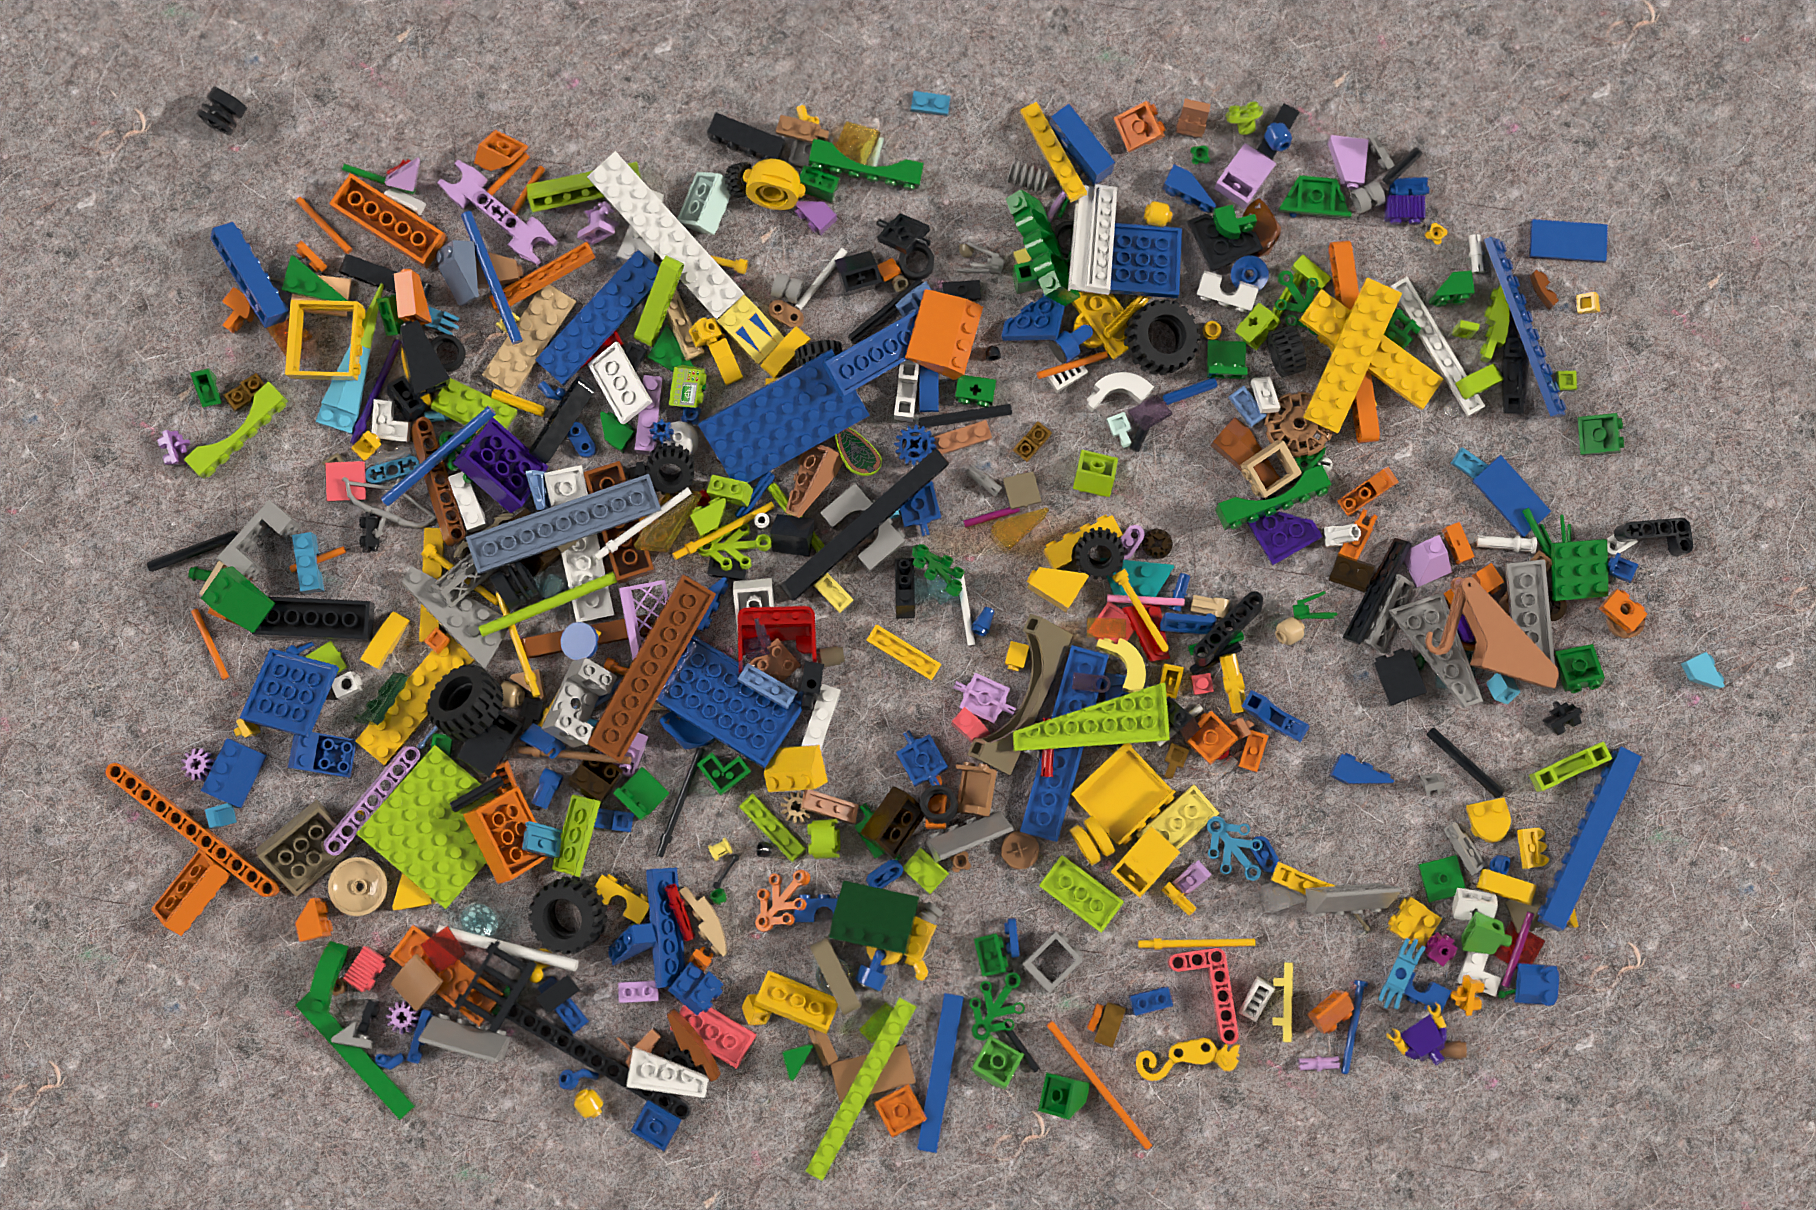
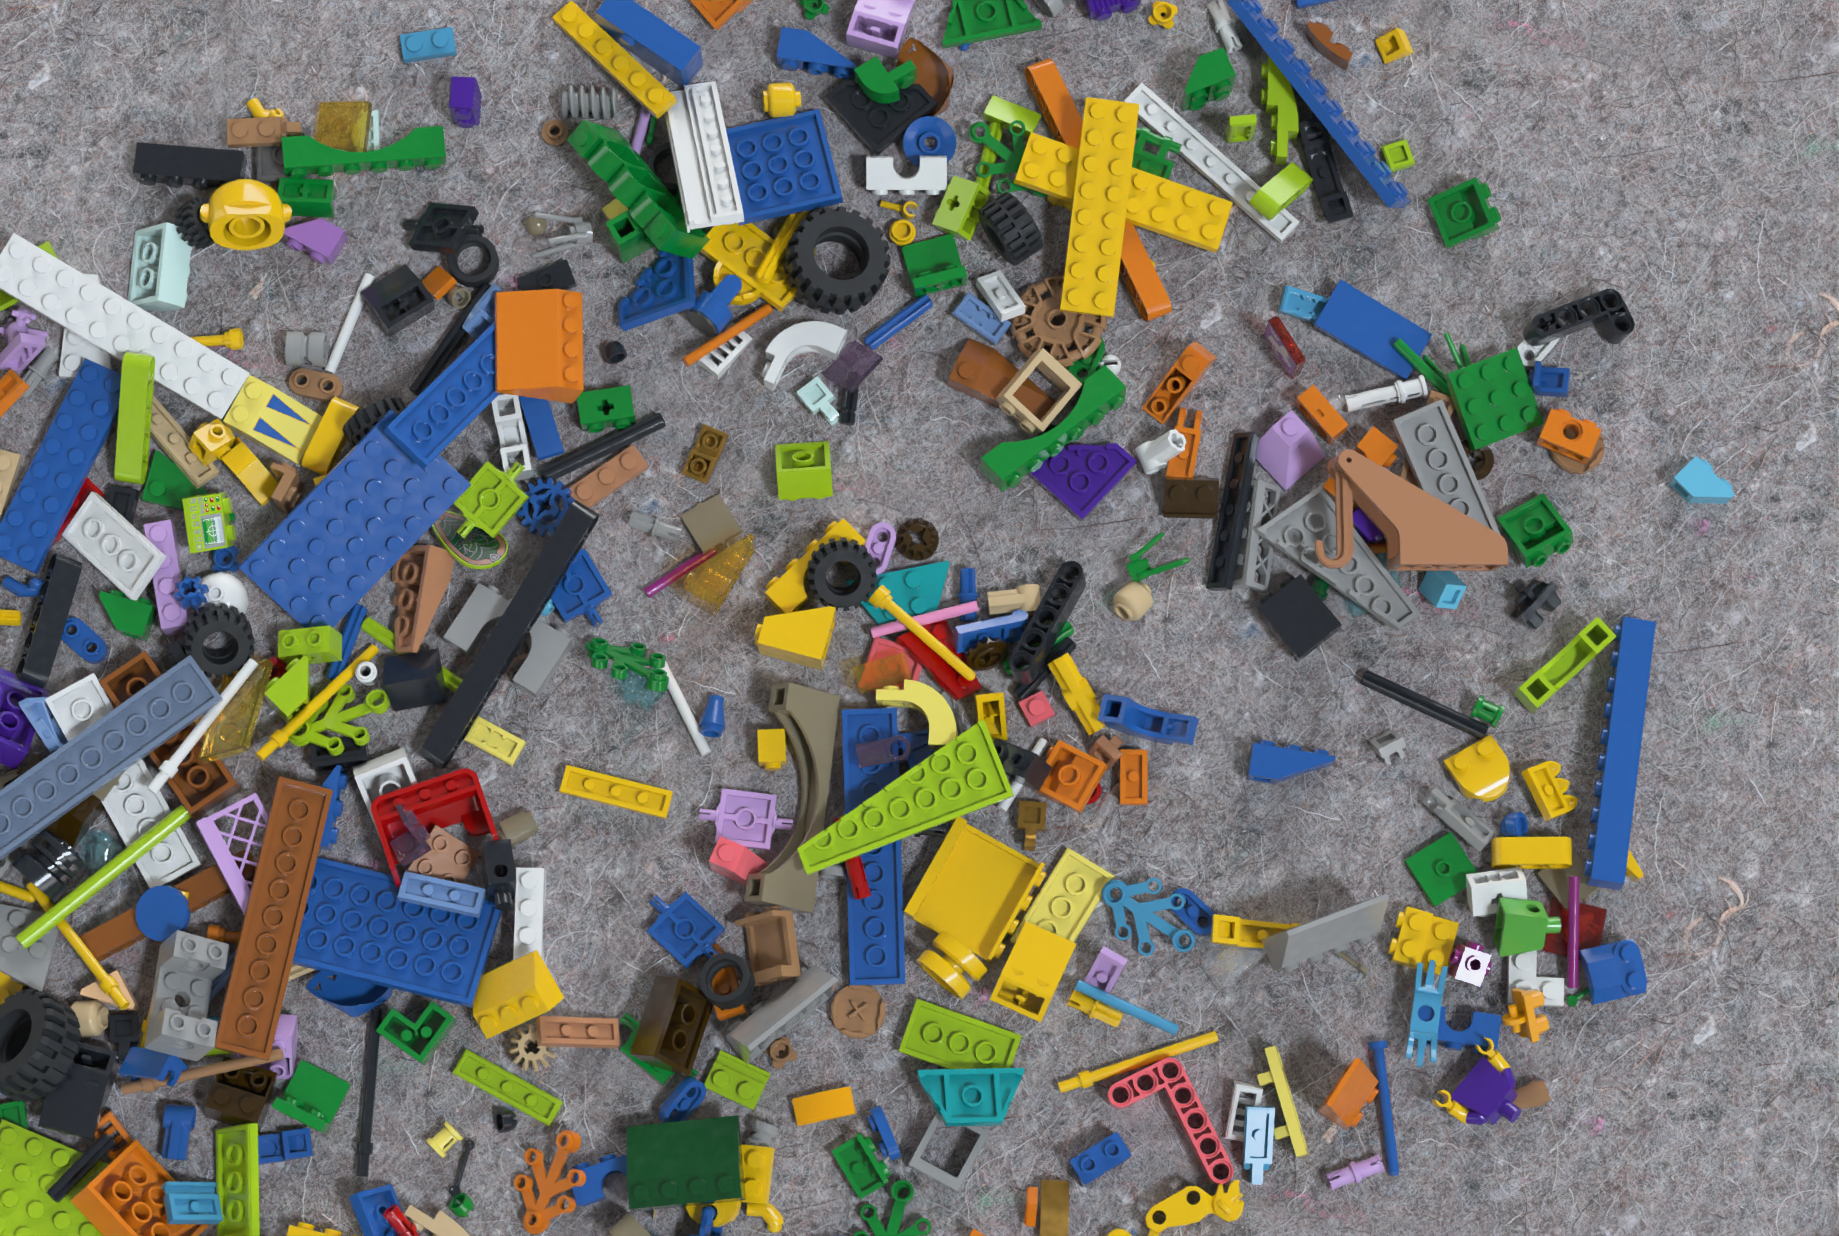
camera: 20 degrees left, 5 degrees down
(604, 247) = (39, 370): none -> light grey axle
(746, 382) = (288, 491): none -> medium nougat bracket
(824, 839) = (584, 1079): lime brick -> none
(880, 429) = (491, 499): none -> lime plate
(904, 588) = (591, 705): black slope -> none
(943, 150) = (465, 101): none -> dark purple brick
(977, 906) = (824, 1106): none -> light orange slope
(998, 195) = (555, 140): none -> medium nougat plate
(1078, 931) = (971, 1095): none -> teal wing
(1180, 637) = (994, 651): none -> dark brown gear
(1200, 904) = (1126, 1007): none -> dark azure bar
(1215, 313) = (900, 208): none -> yellow hand
(1260, 1022) = (1258, 1141): none -> hinge
(1448, 489) = (1284, 346): none -> tile
(1501, 779) = (1487, 711): none -> green bush

